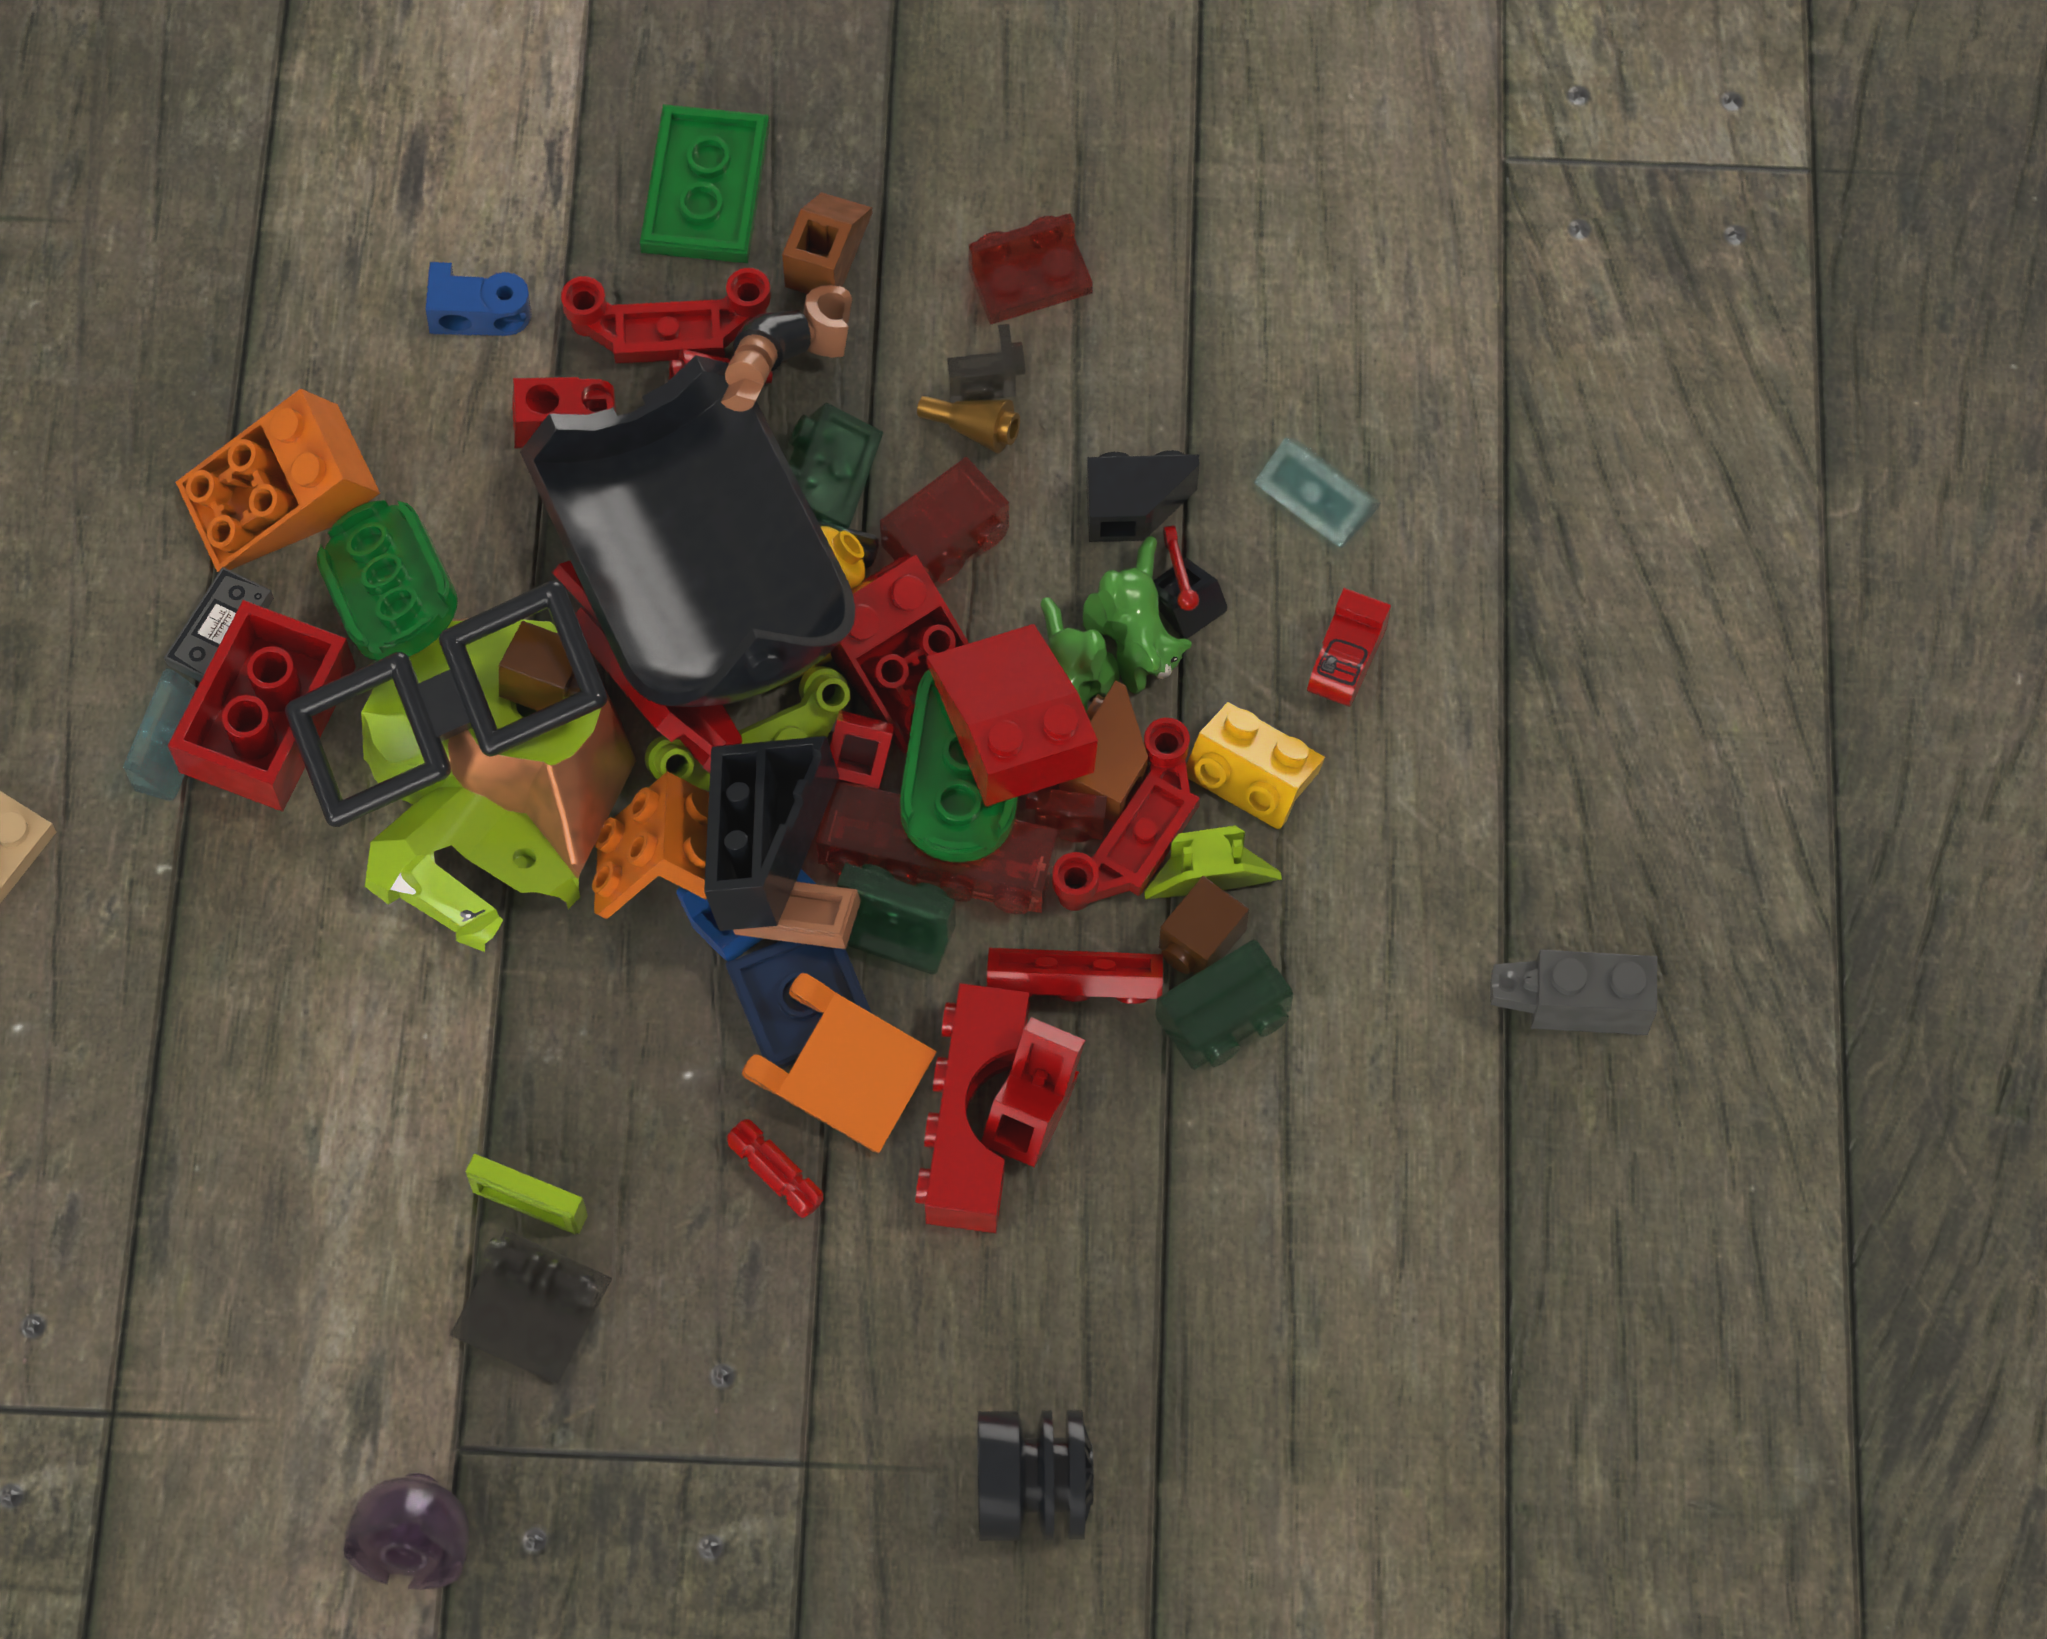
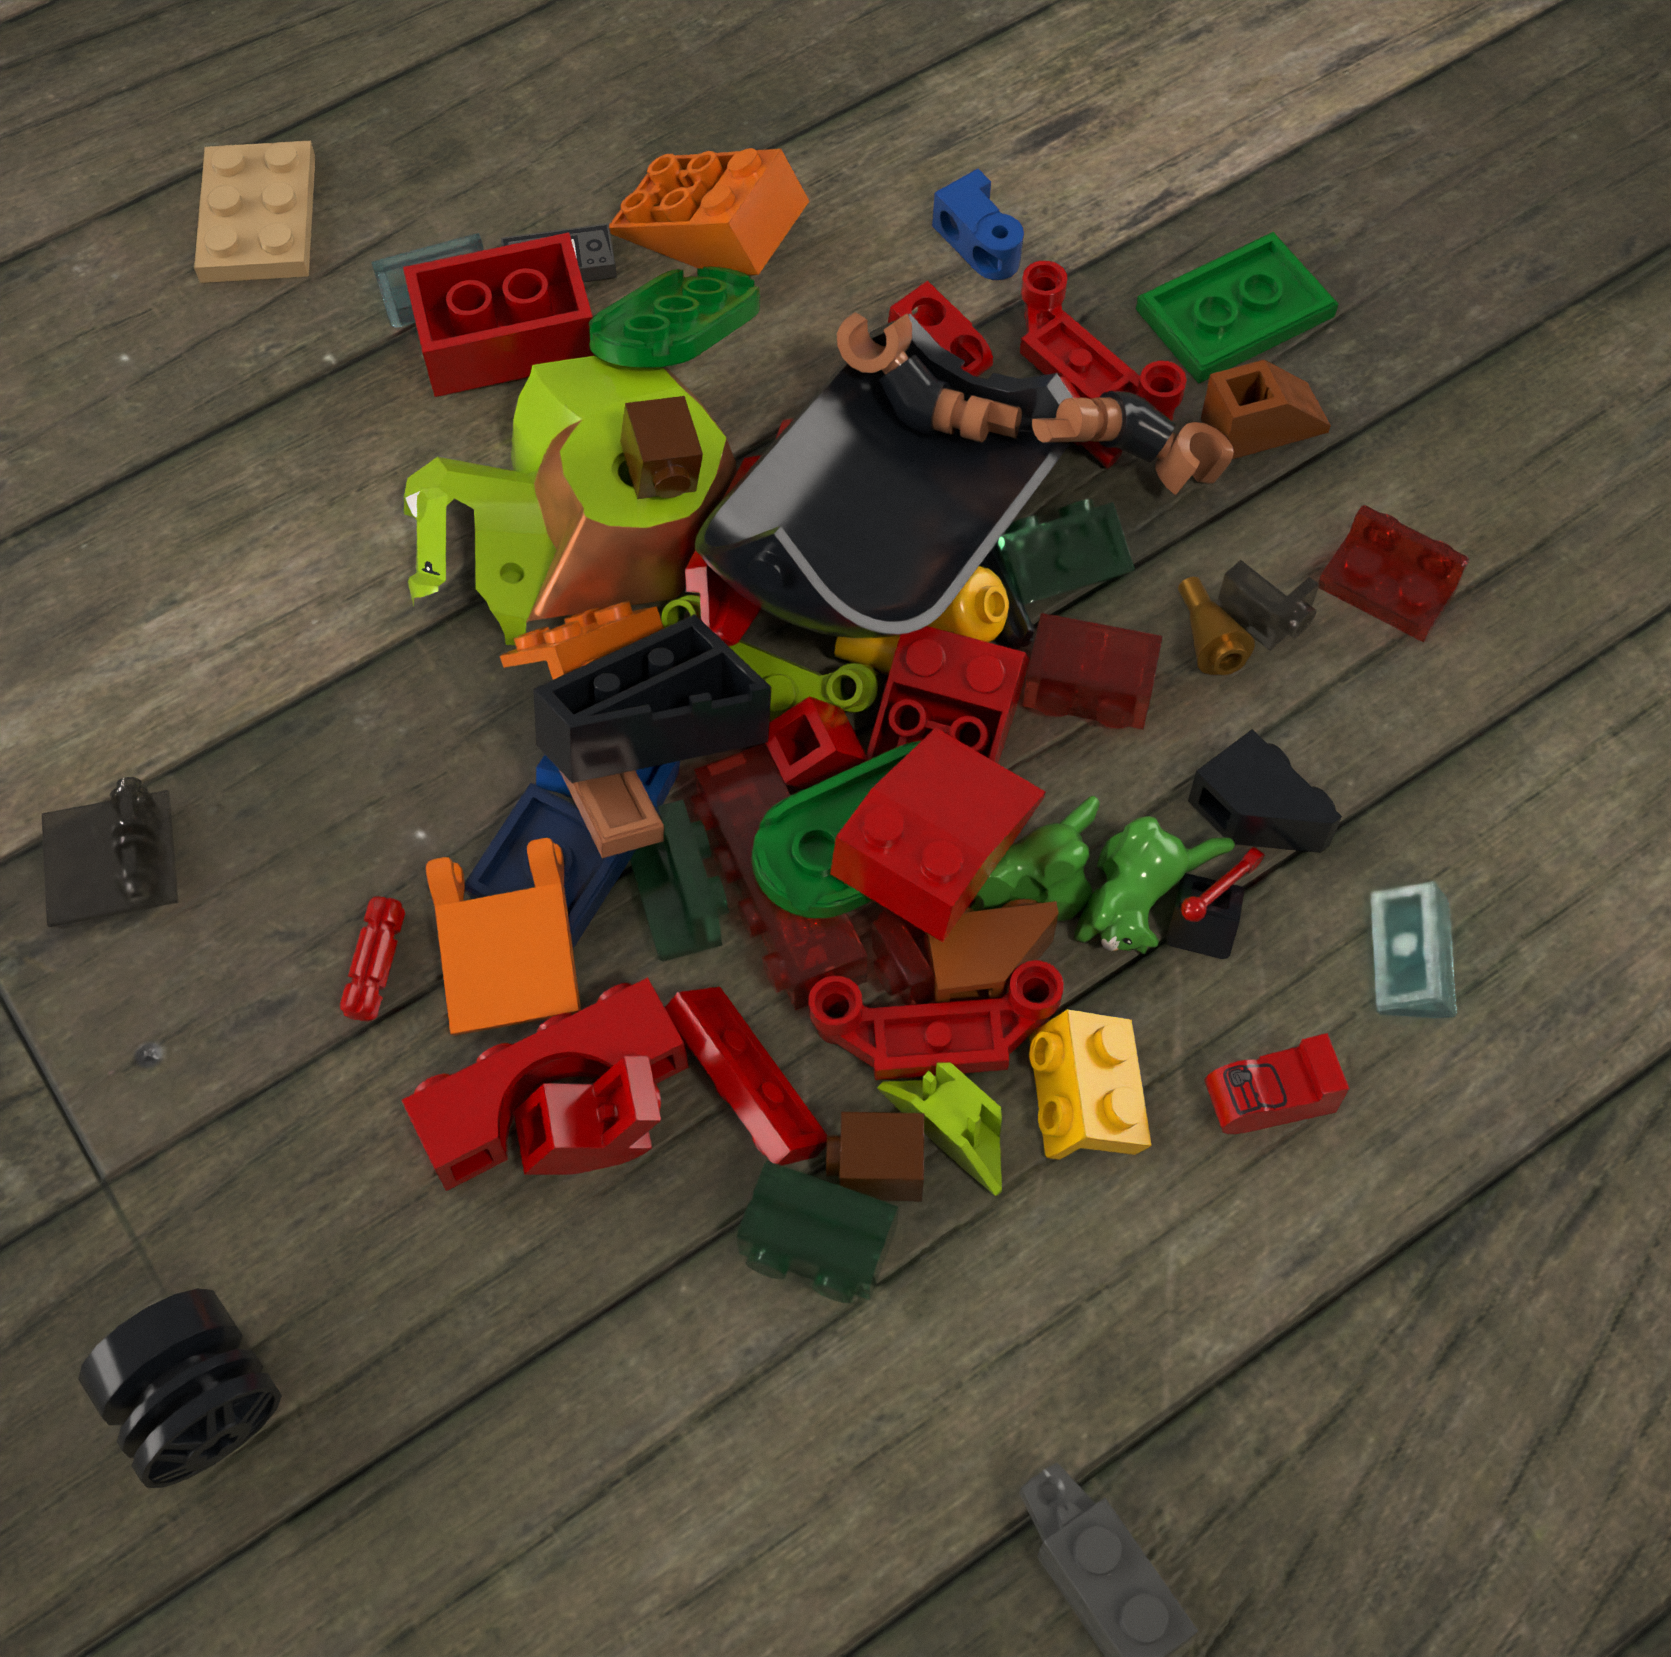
camera: 55 degrees right, 5 degrees down
(445, 704) = (575, 403): black bar -> none
(526, 1194) = (205, 781): lime tile -> none
(613, 463) = (915, 392): none -> nougat piece

